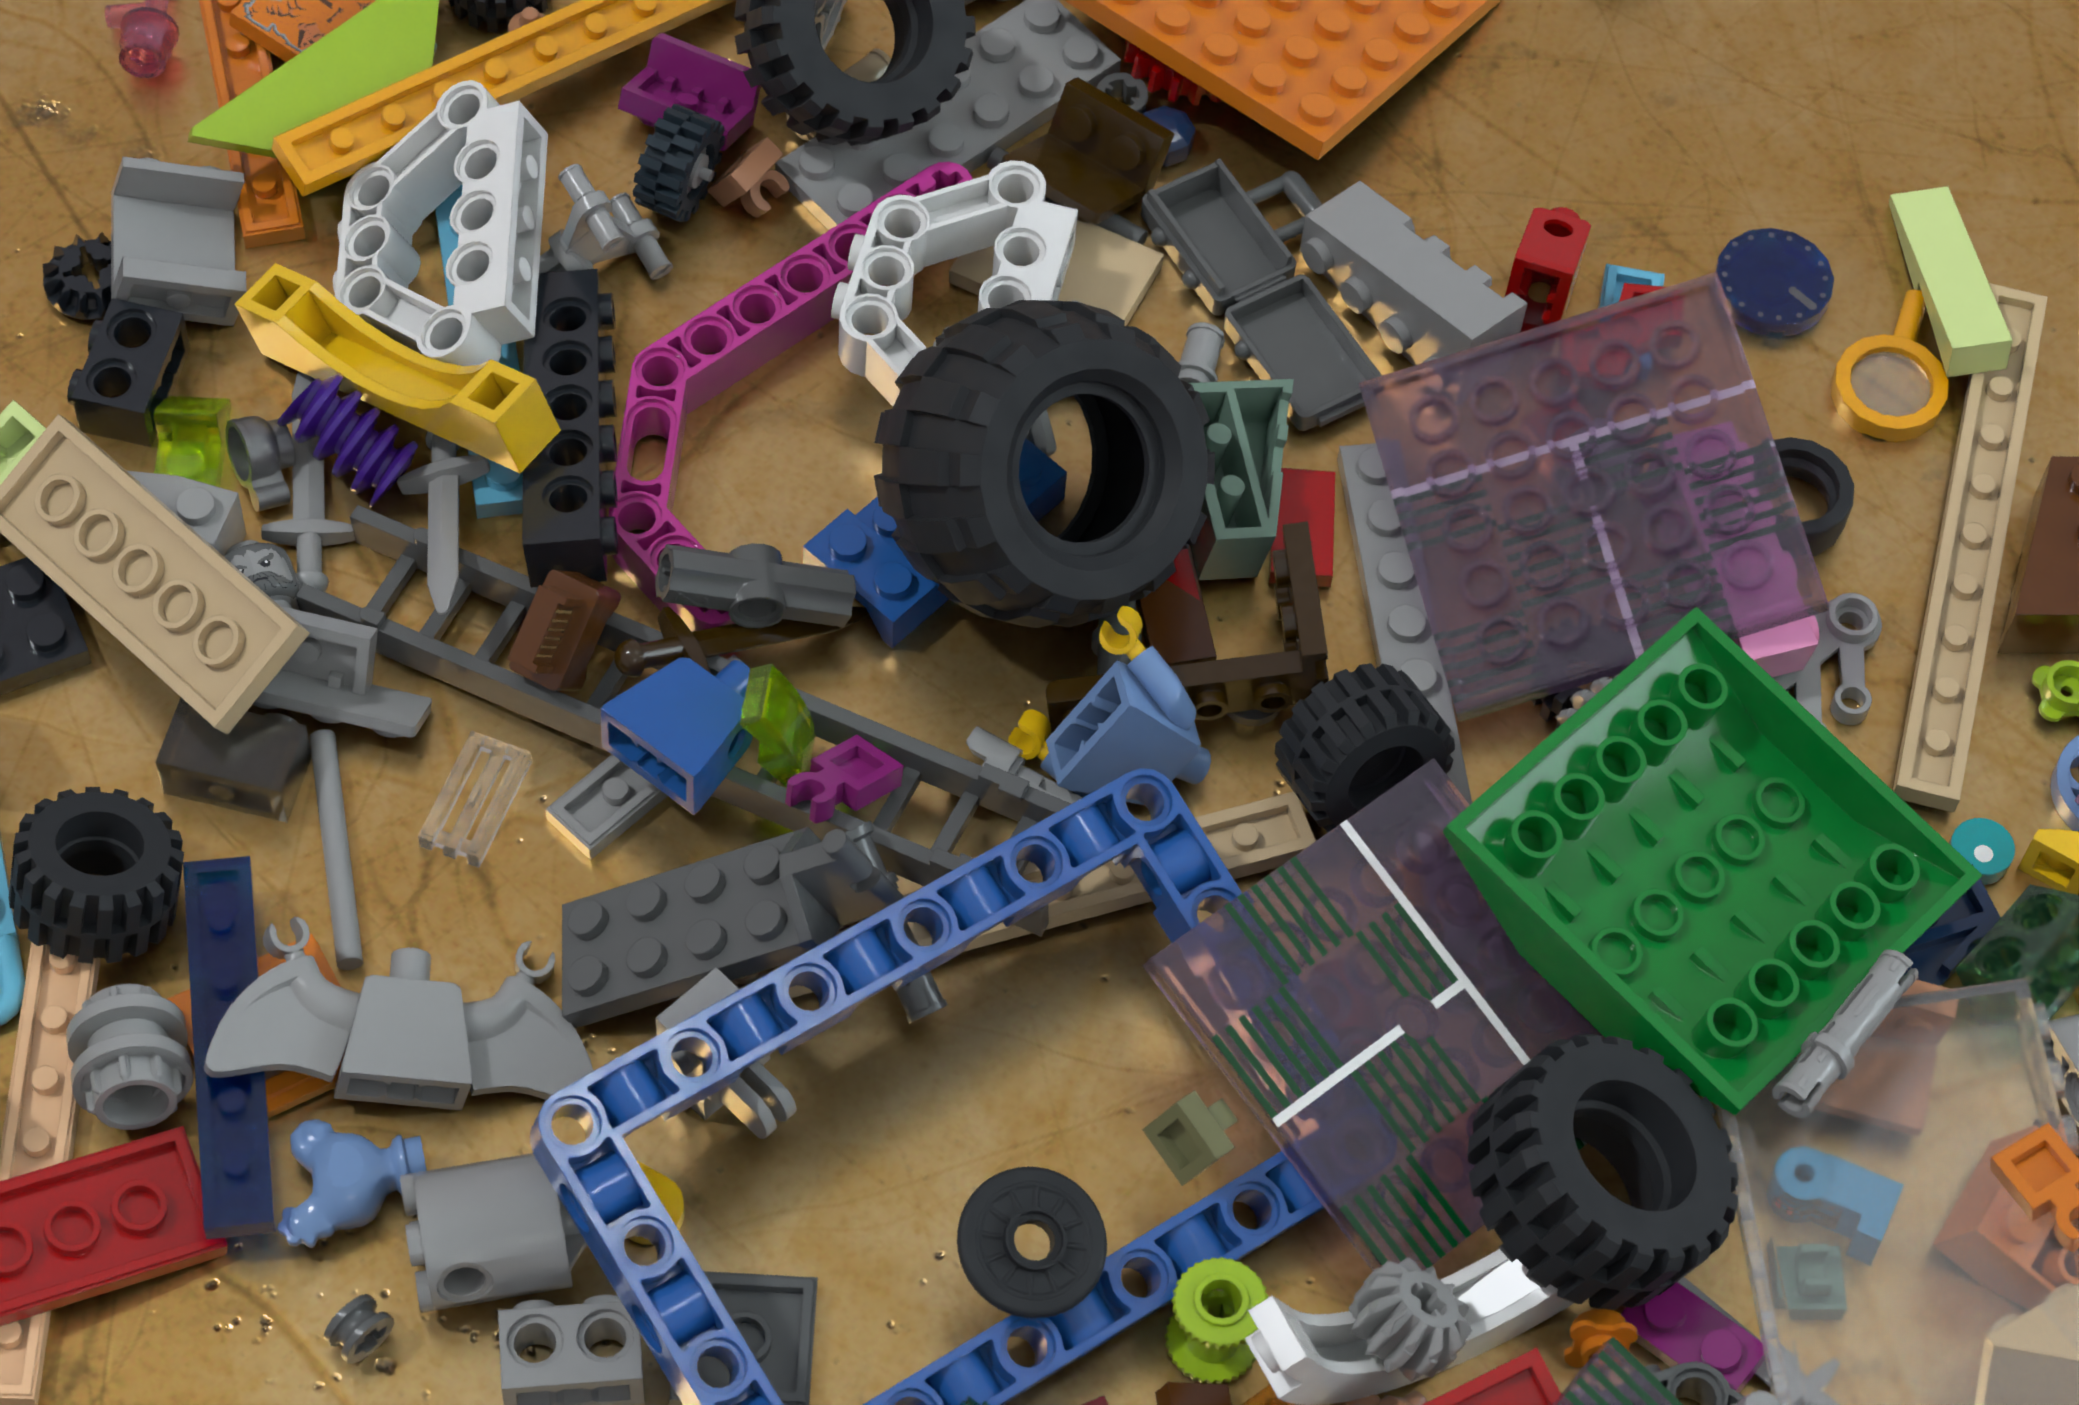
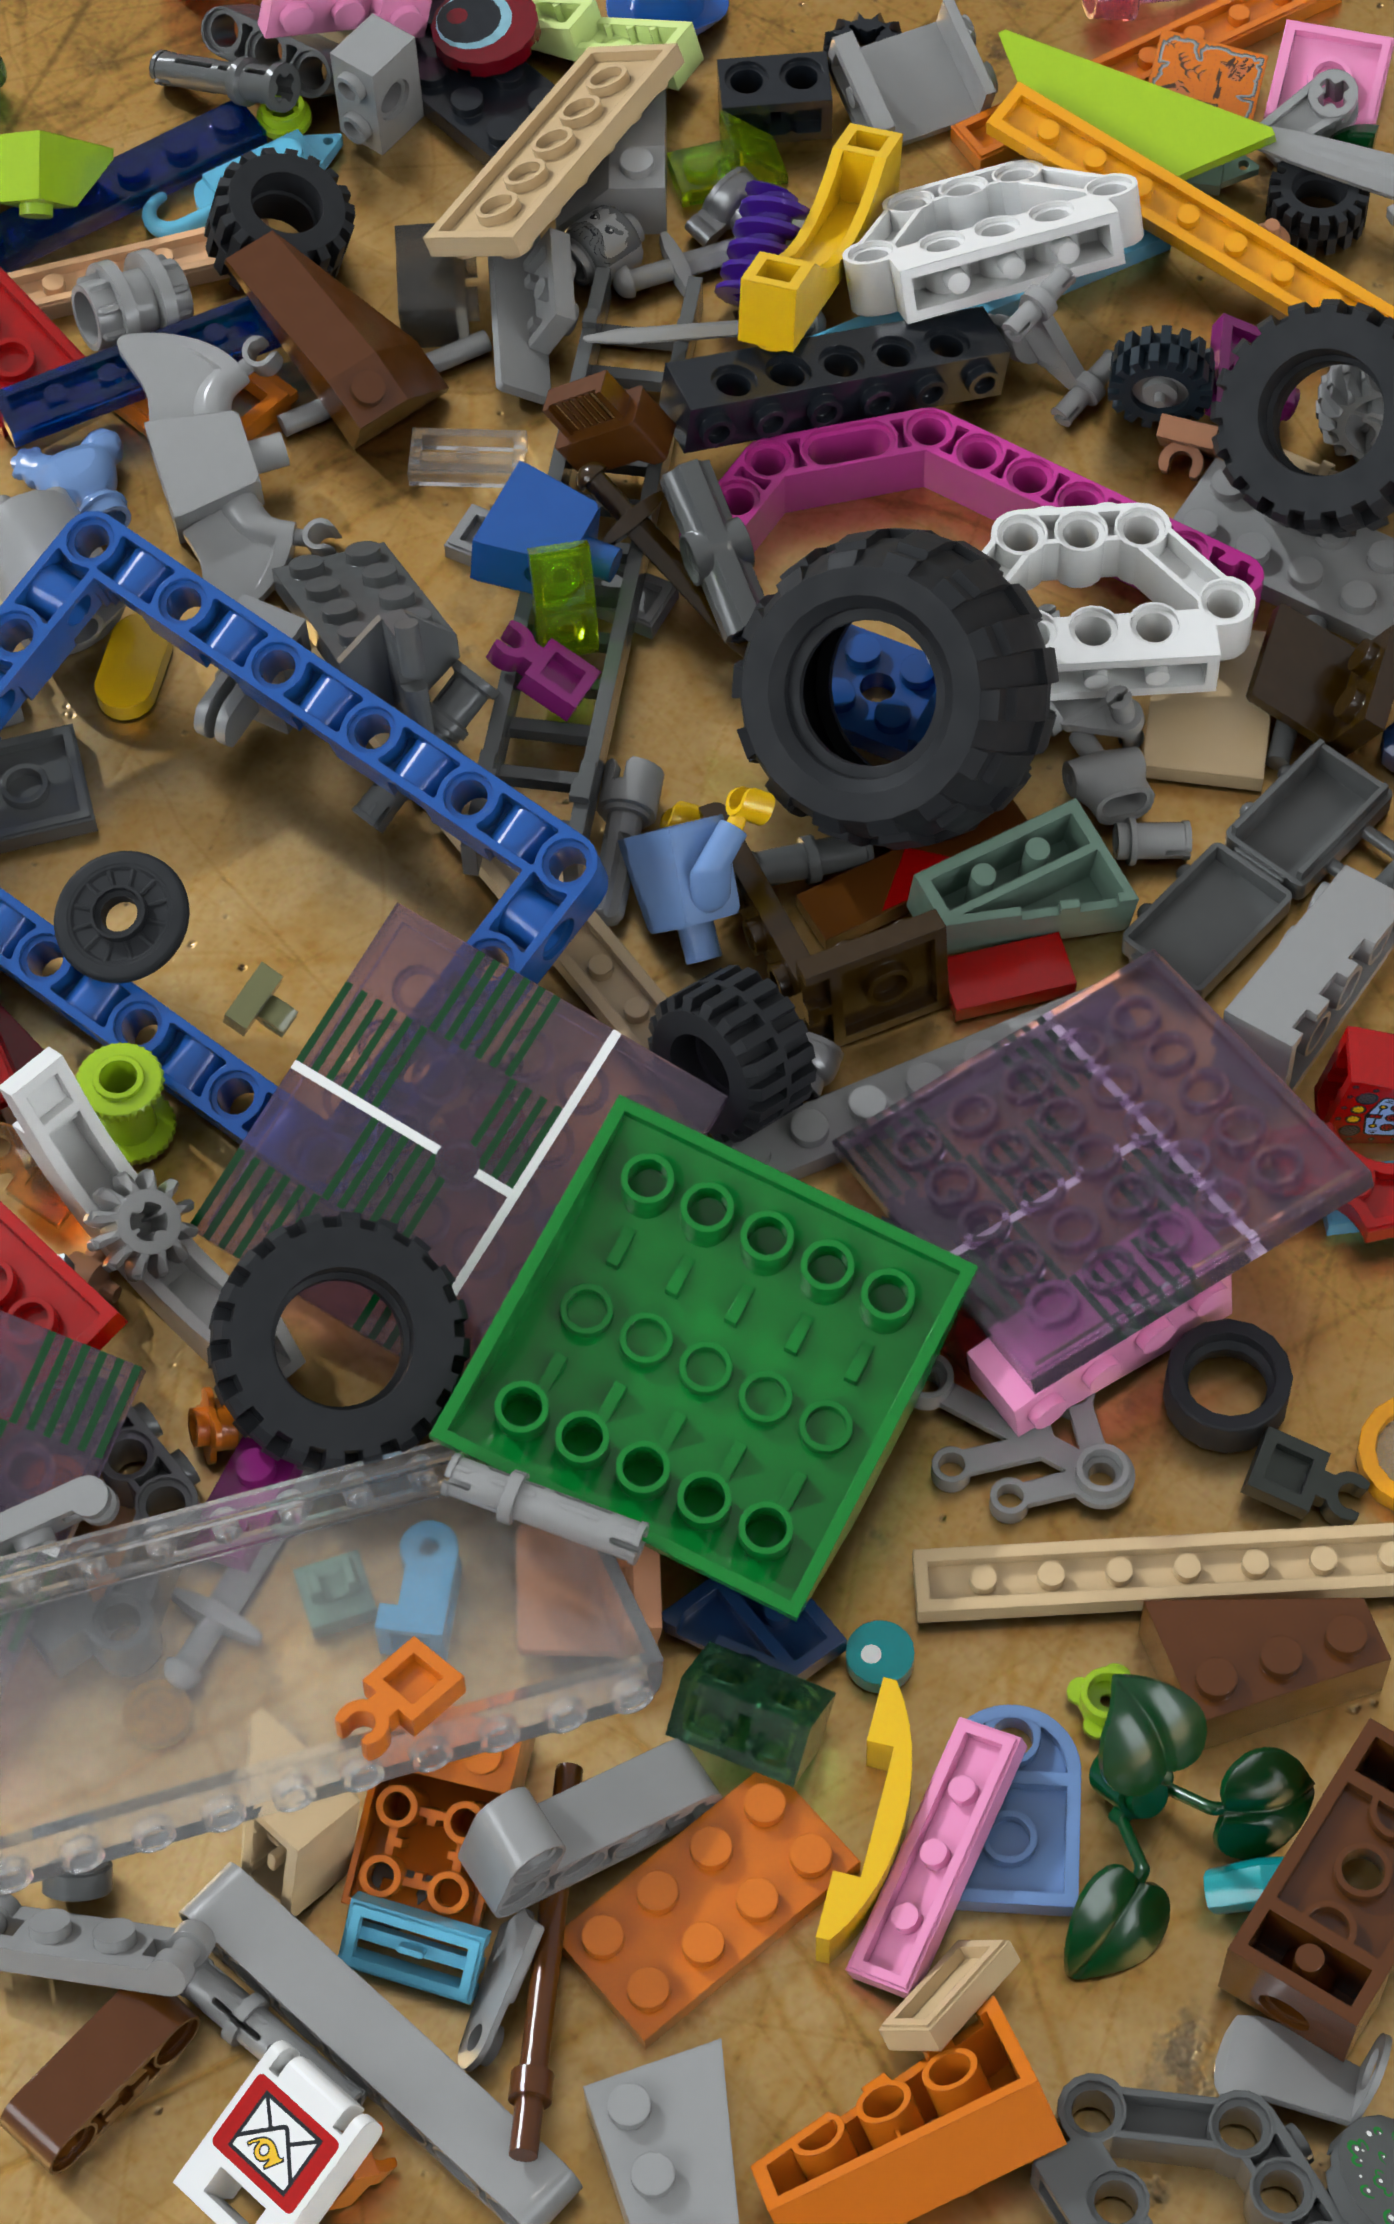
camera: 80 degrees right, 0 degrees up
(298, 860) = (345, 349): none -> reddish brown wedge
(1896, 479) = (1294, 1478): none -> pearl dark grey plate

